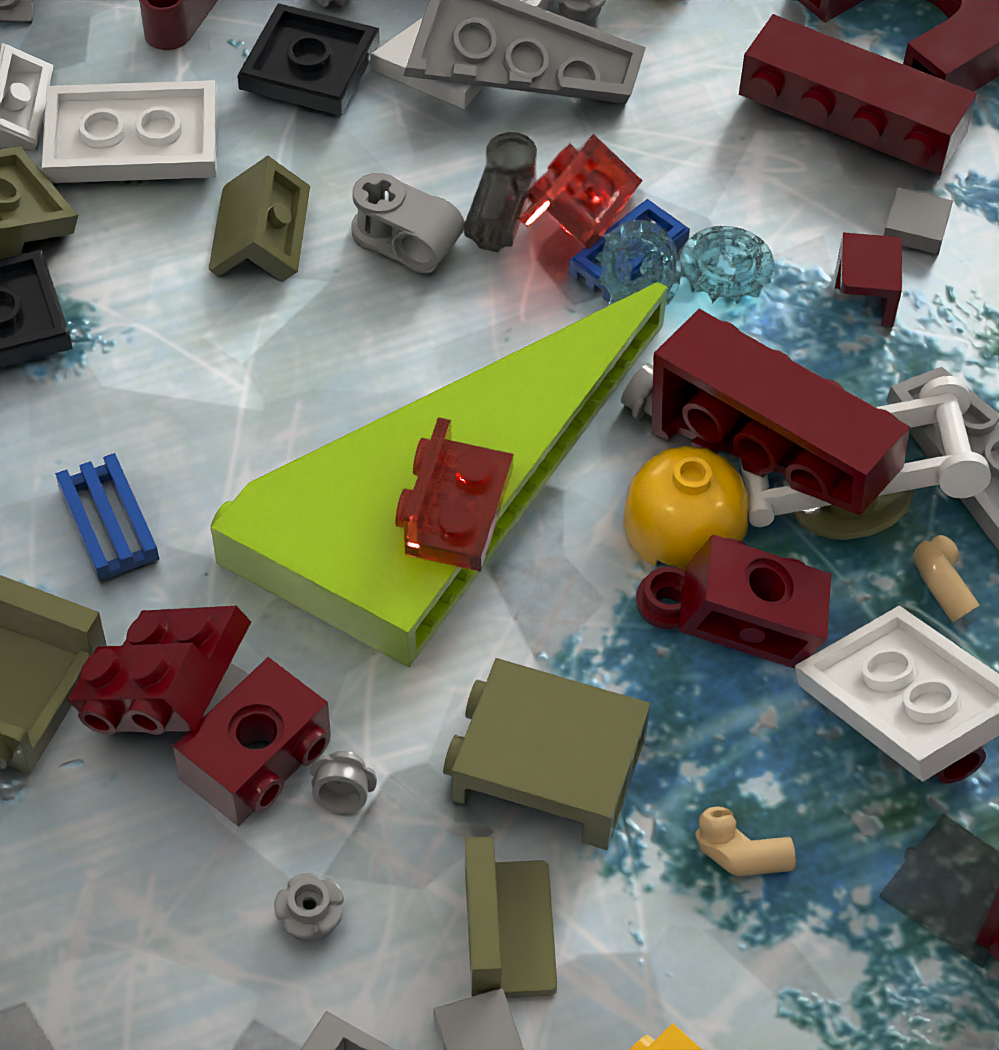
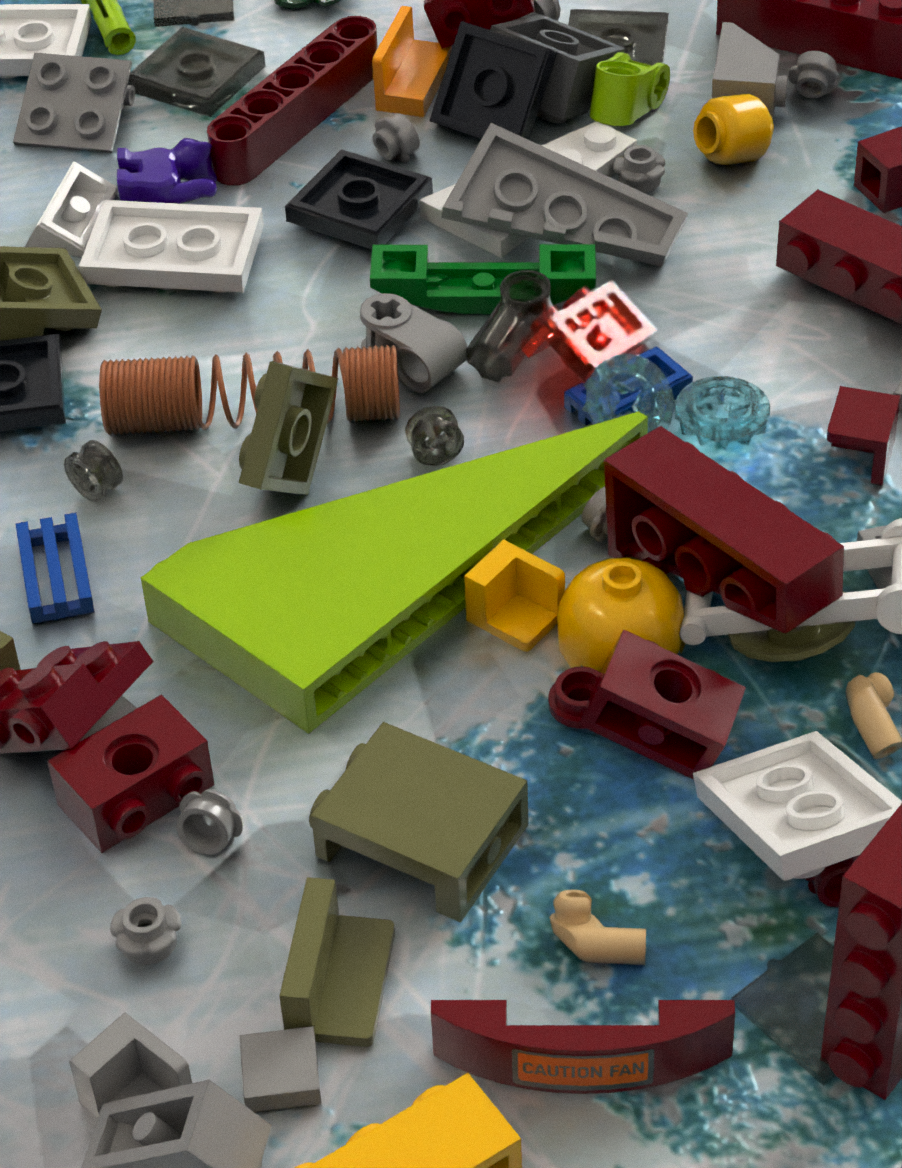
camera: 15 degrees right, 10 degrees down
(91, 48) = (158, 172): none -> dark purple animal
(120, 403) = (93, 470): none -> clear smoke bush
(176, 310) = (169, 391): none -> nougat piece
(261, 220) = (278, 319): olive panel -> none
(317, 342) = (287, 429): none -> olive plate
(453, 500) = (376, 573): clear red bracket -> none
(455, 324) = (431, 423): none -> clear smoke bush
(456, 146) = (475, 285): none -> green slope
(580, 495) = (514, 595): none -> yellow panel
(670, 980) = (583, 1057): none -> dark red slope

